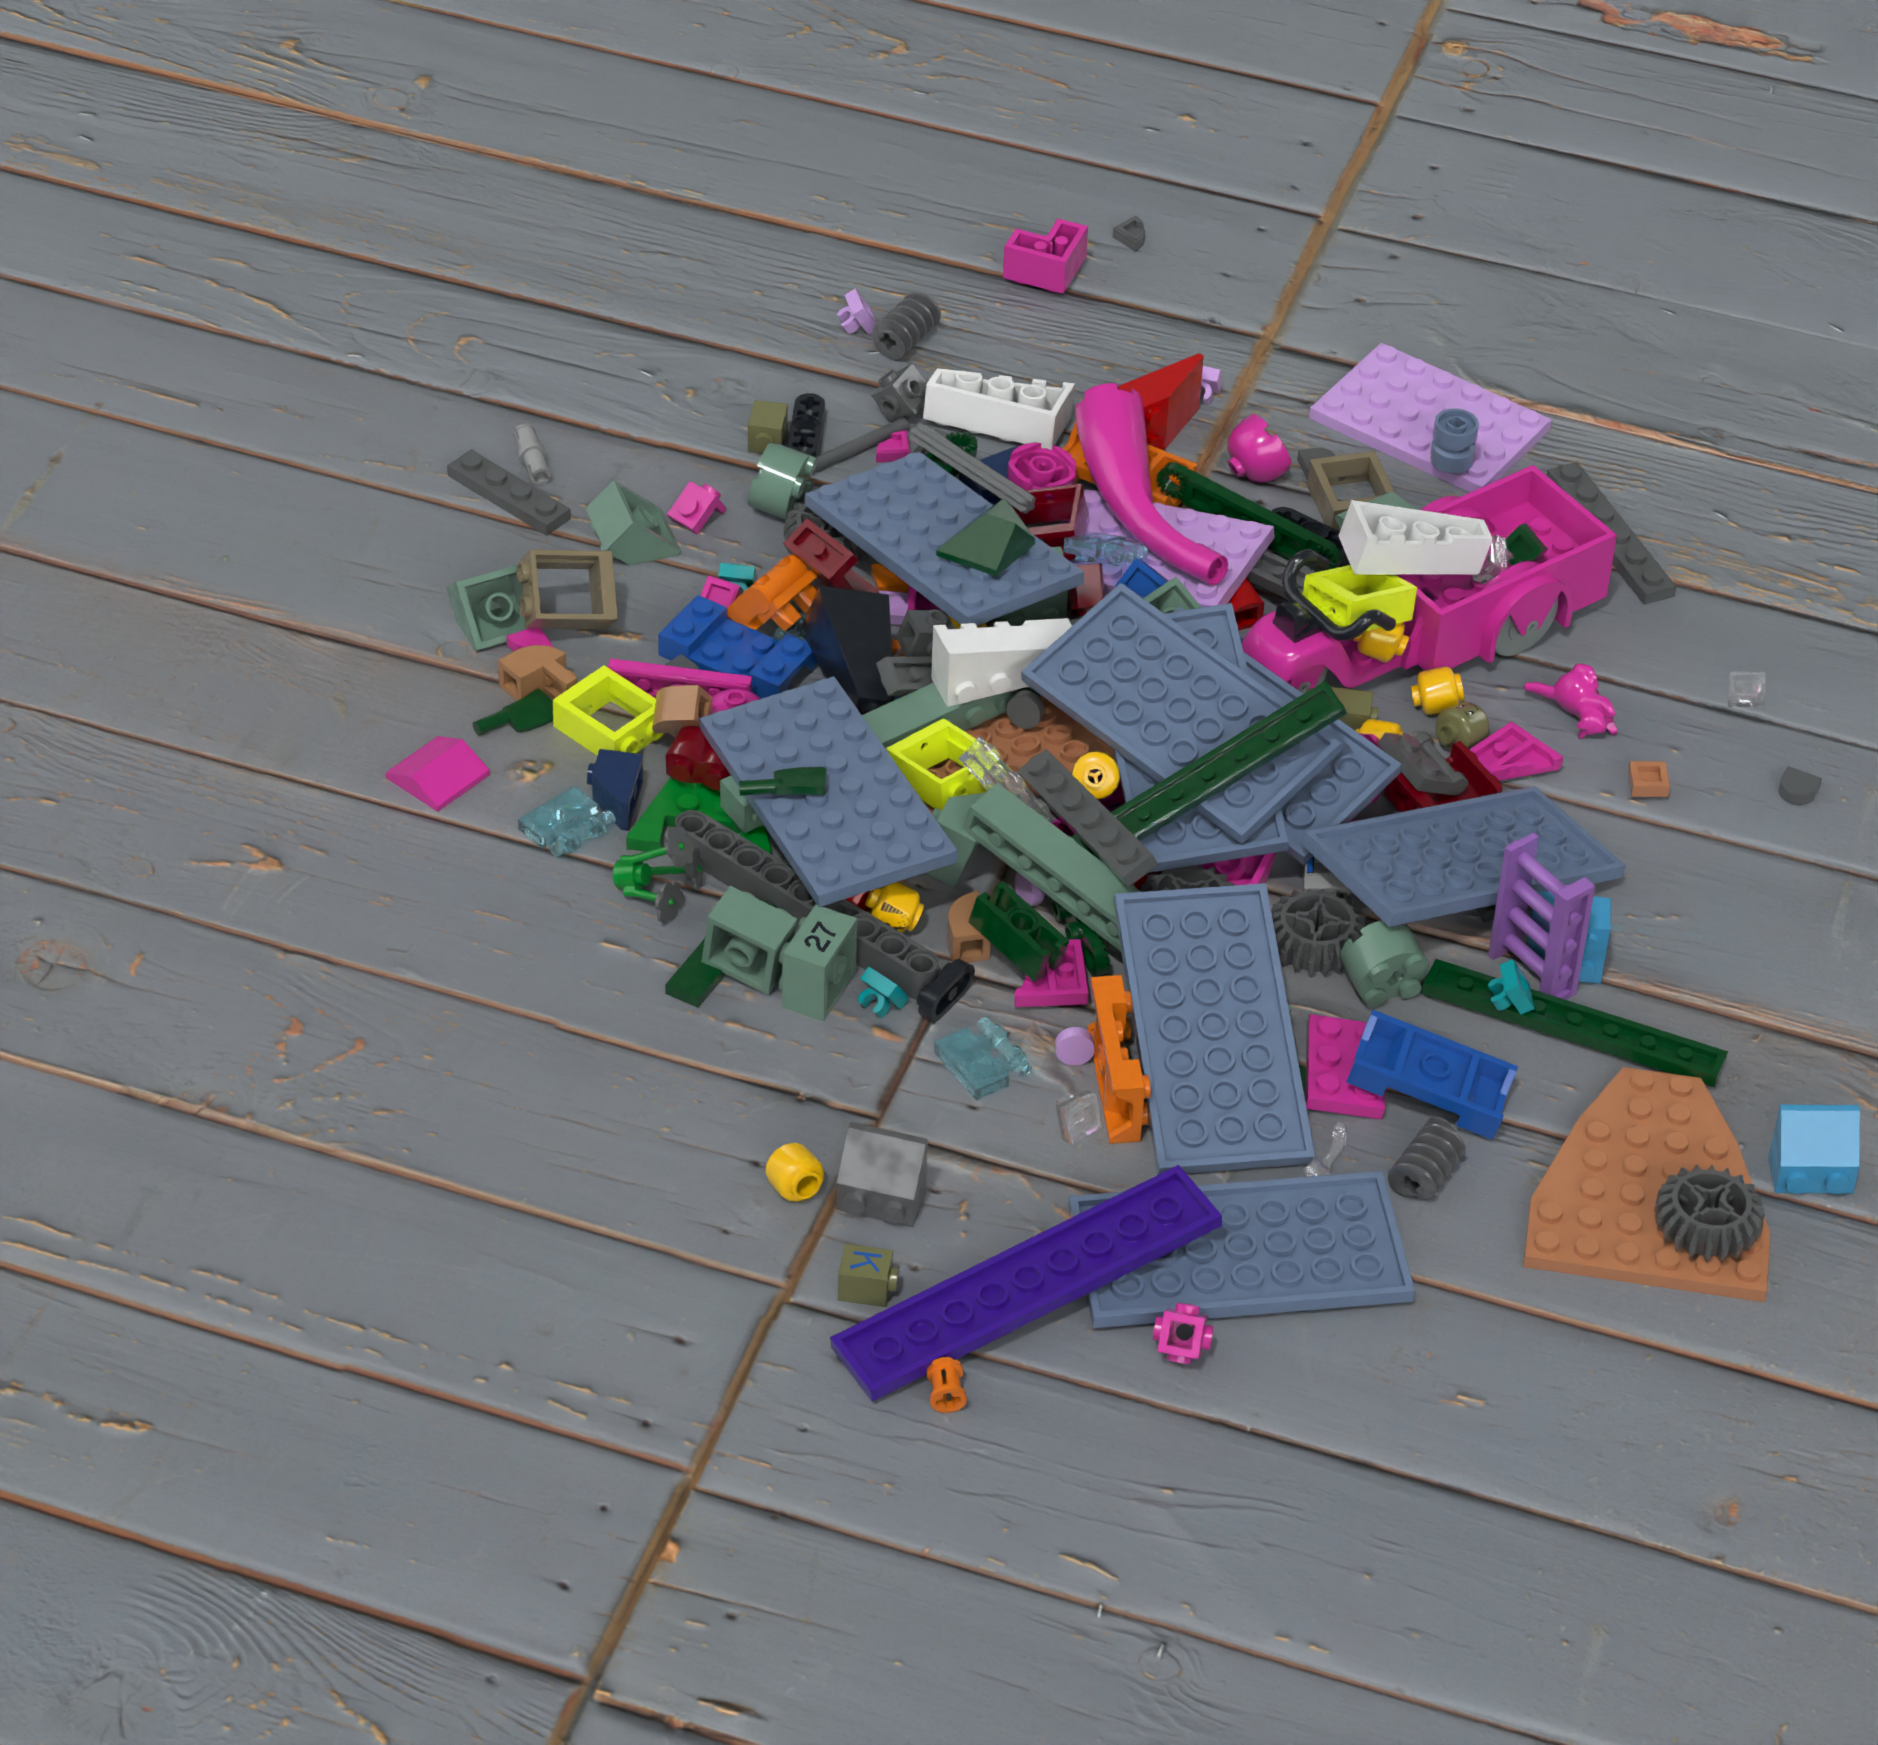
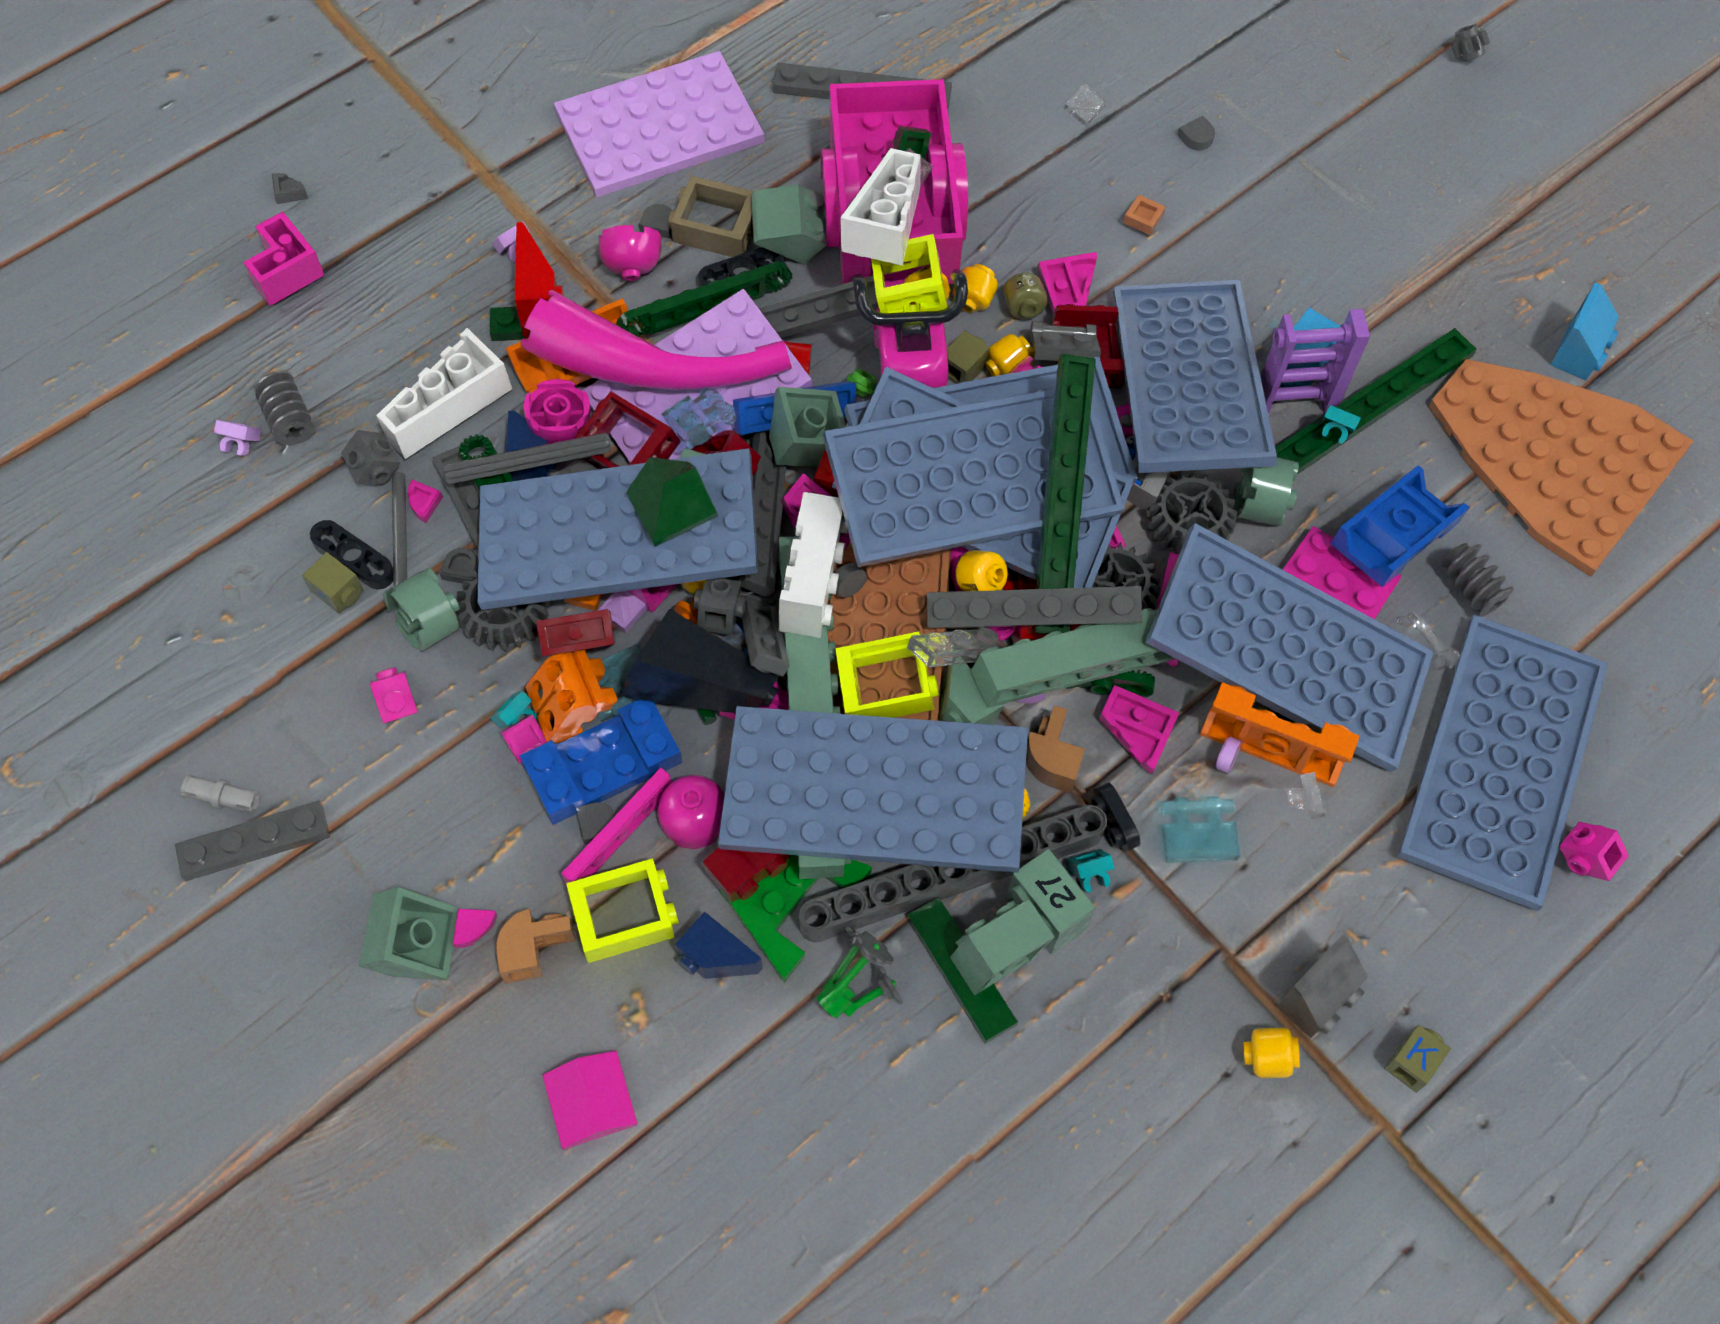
camera: 60 degrees left, 20 degrees up
(523, 715) = (563, 982): dark green piece -> none
(565, 822) = (716, 1018): clear light blue plate -> none
(601, 588) = (469, 836): dark tan window -> none
(631, 526) = (383, 762): sand green slope -> none
(680, 707) = (683, 852): medium nougat brick -> none
(788, 781) = (866, 813): dark green piece -> none
(945, 1385) = (1565, 1060): orange bush -> none
(1018, 931) = (1120, 733): dark green piece -> none
(1025, 1282) = (1493, 944): dark purple plate -> none
(1454, 440) = (724, 119): sand blue wheel -> none
(1579, 696) = (1039, 204): dark pink animal -> none
(1709, 1213) = (1632, 422): dark grey gear -> none

